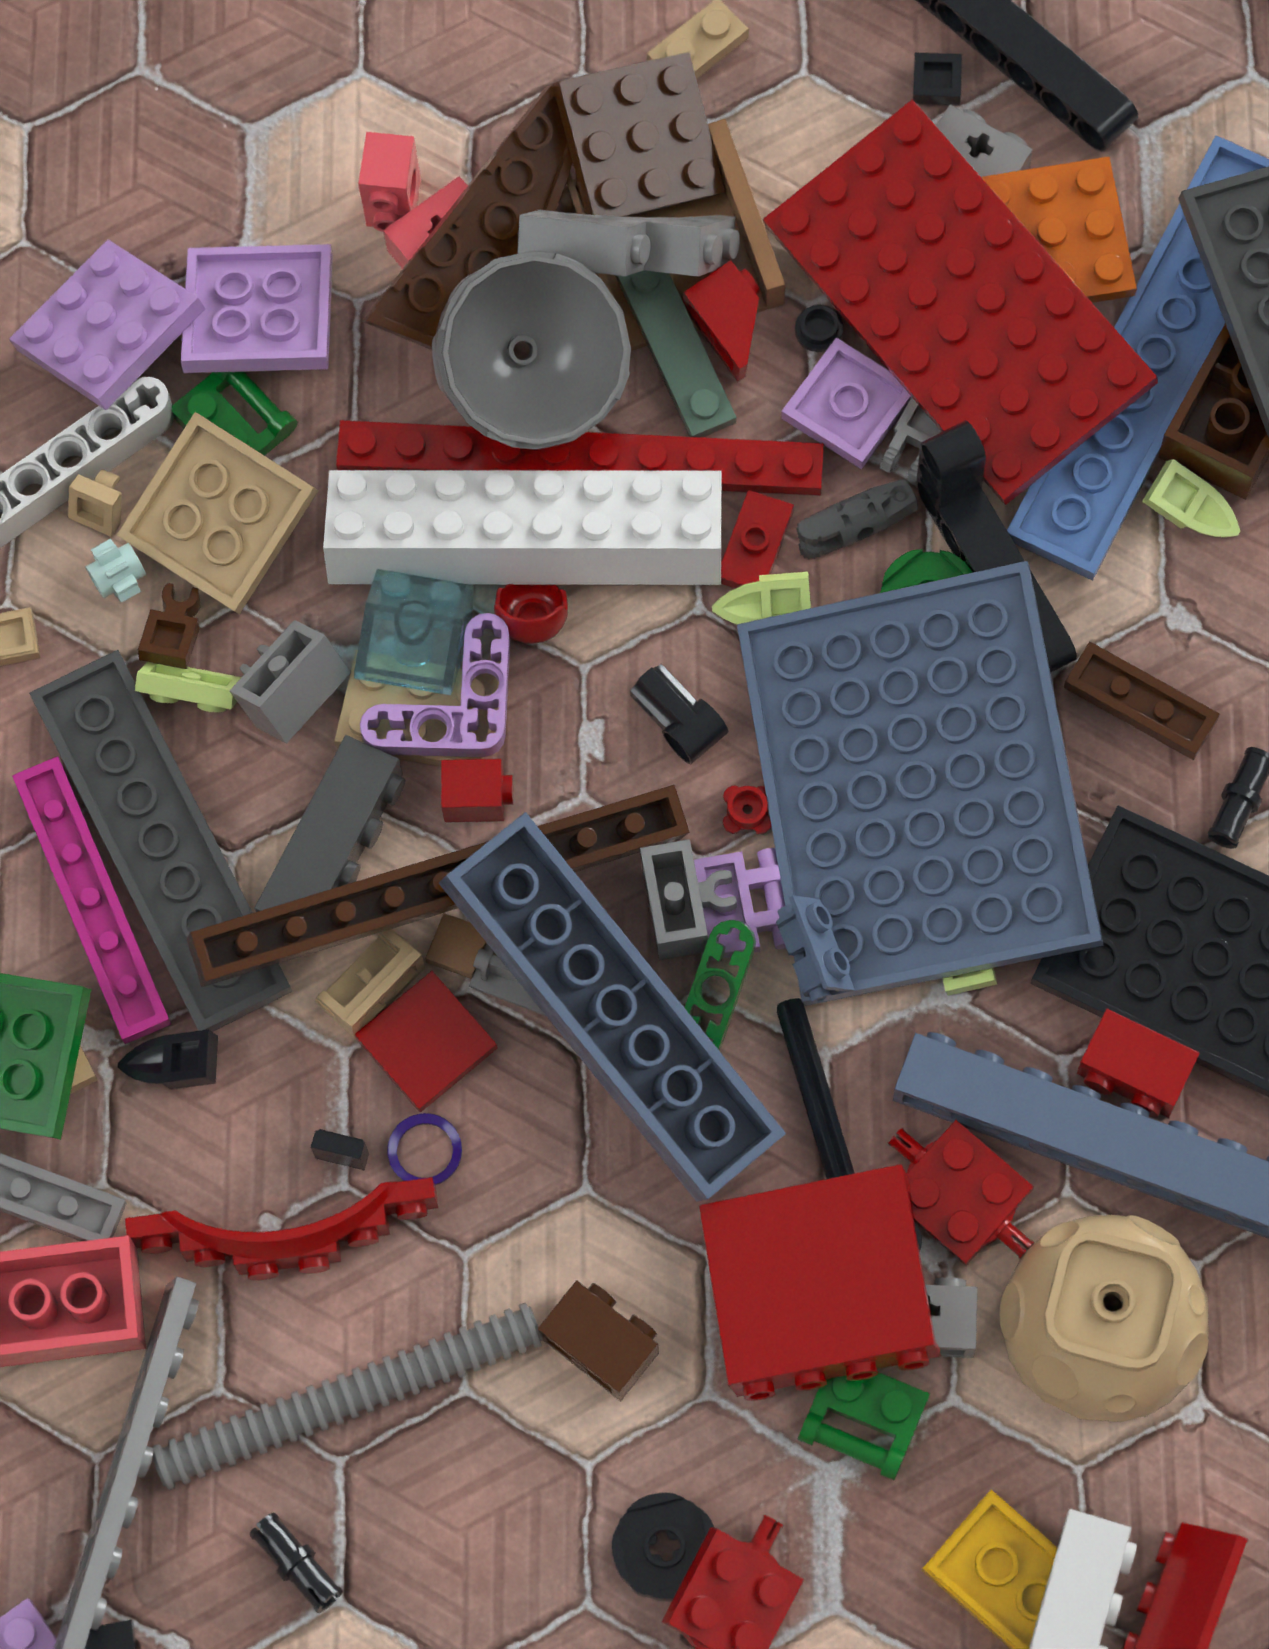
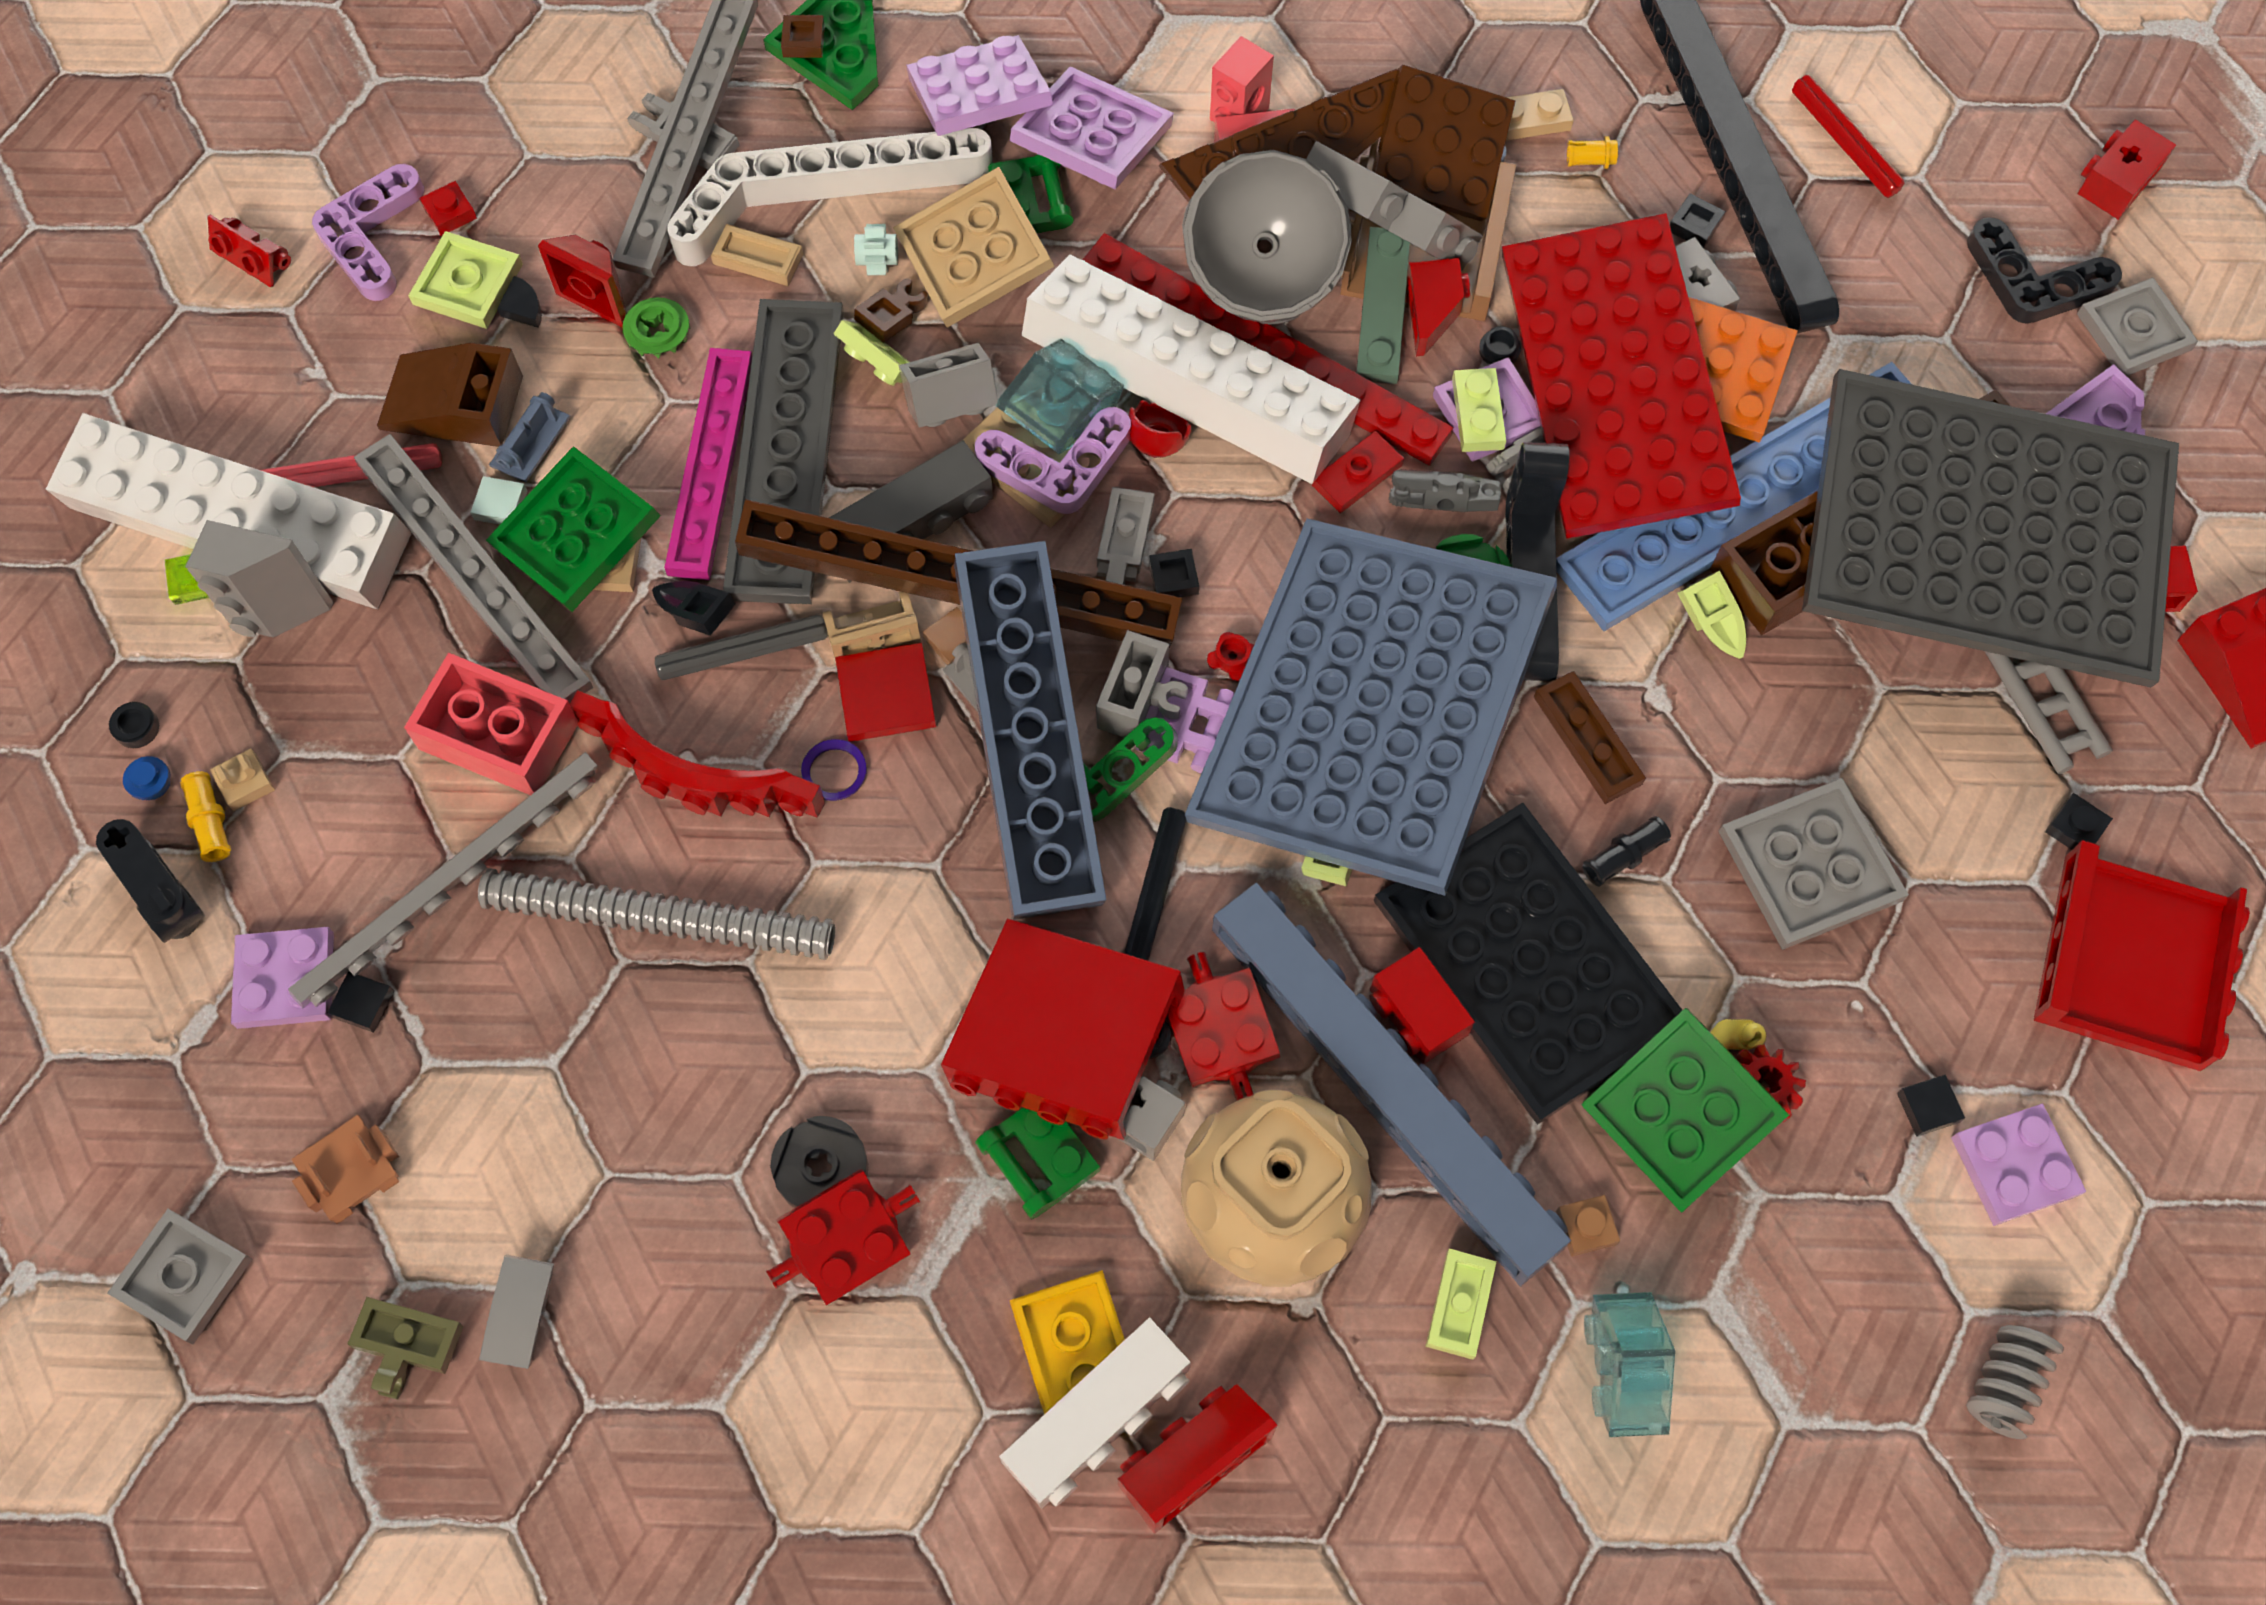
camera: 25 degrees right, 5 degrees down
(96, 502) = (893, 197): tan tile -> none
(250, 1077) = (740, 647): none -> dark grey axle
(296, 1562) = (537, 1015): black pin -> none
(339, 1149) = (769, 731): black tile -> none
(475, 790) = (1035, 522): red brick -> none
(566, 745) = (1124, 535): none -> light grey hinge
(600, 1339) = (870, 979): reddish brown brick -> none
(639, 757) = (1174, 573): none -> black plate
(687, 724) = (1224, 568): black piece -> none
(765, 598) = (1339, 509): yellowish green plate -> none
(788, 55) = (1592, 152): none -> yellow pin
(807, 927) = (1221, 760): sand blue hinge -> none
(841, 413) = (1479, 410): none -> yellowish green plate

